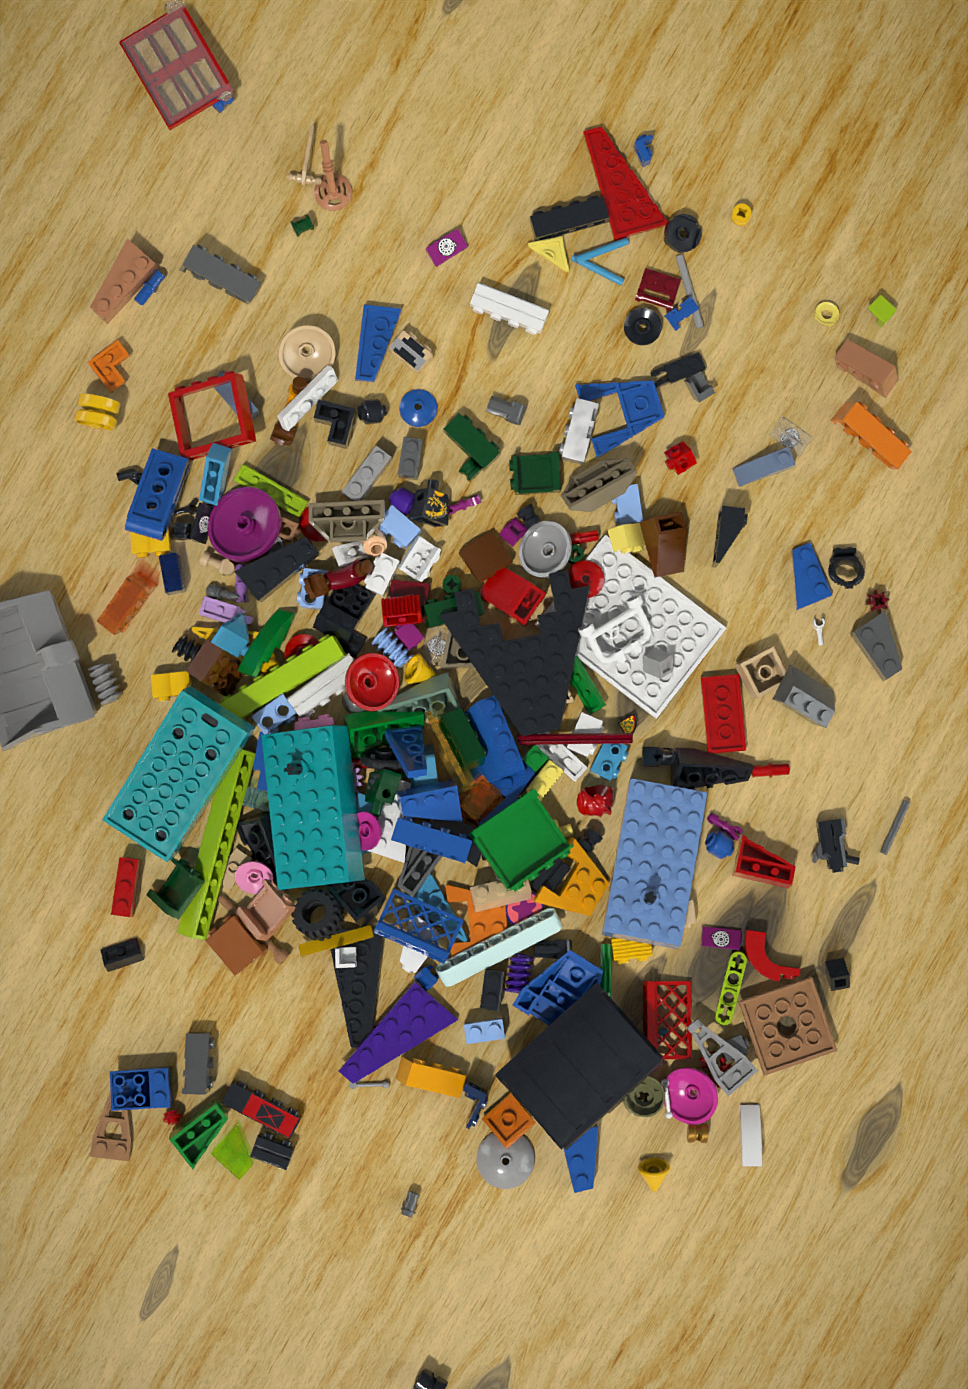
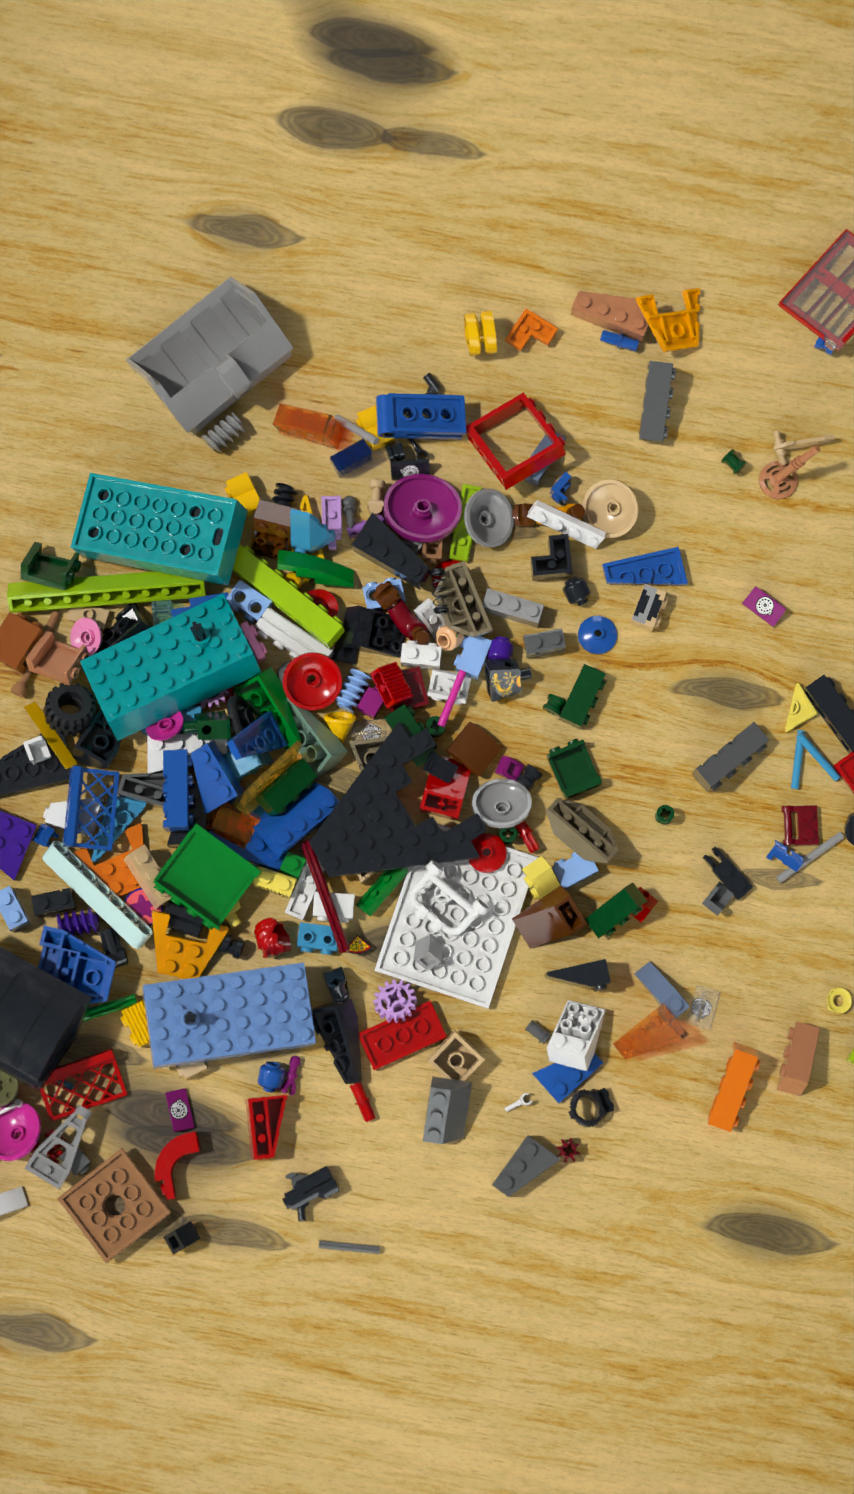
camera: 70 degrees right, 5 degrees down
(126, 887) = (36, 520): red brick -> none
(148, 558) = (357, 430): none -> light grey bar
(158, 231) = (673, 329): none -> light orange wing
(215, 474) = (459, 462): dark azure brick -> none
(268, 390) = (561, 485): none -> blue bracket
(275, 466) = (495, 515): none -> light grey dish
(347, 540) = (441, 609): none -> black piece
(433, 560) = (451, 698): none -> dark pink bar
(474, 500) = (518, 710): magenta piece -> none
(493, 593) = (440, 767): none -> black panel
(509, 308) = (727, 687): white brick -> none
(511, 411) = (626, 724): dark grey piece -> none
(575, 328) = (730, 757): none -> dark grey wedge
(578, 431) = (630, 796): wedge -> none
(601, 410) = (667, 809): none -> dark green bush
(639, 406) = (677, 846): blue wing -> none
(644, 317) = (764, 815): black dish -> none
(680, 480) = (616, 911): none -> dark green brick
(696, 703) = (399, 1008): none -> lavender gear
(733, 988) = (133, 1137): lime beam -> none
(762, 590) = (538, 1032): none -> dark grey pin
(778, 557) = (576, 1035): none -> white slope
(801, 490) = (652, 1032): none -> clear orange wedge

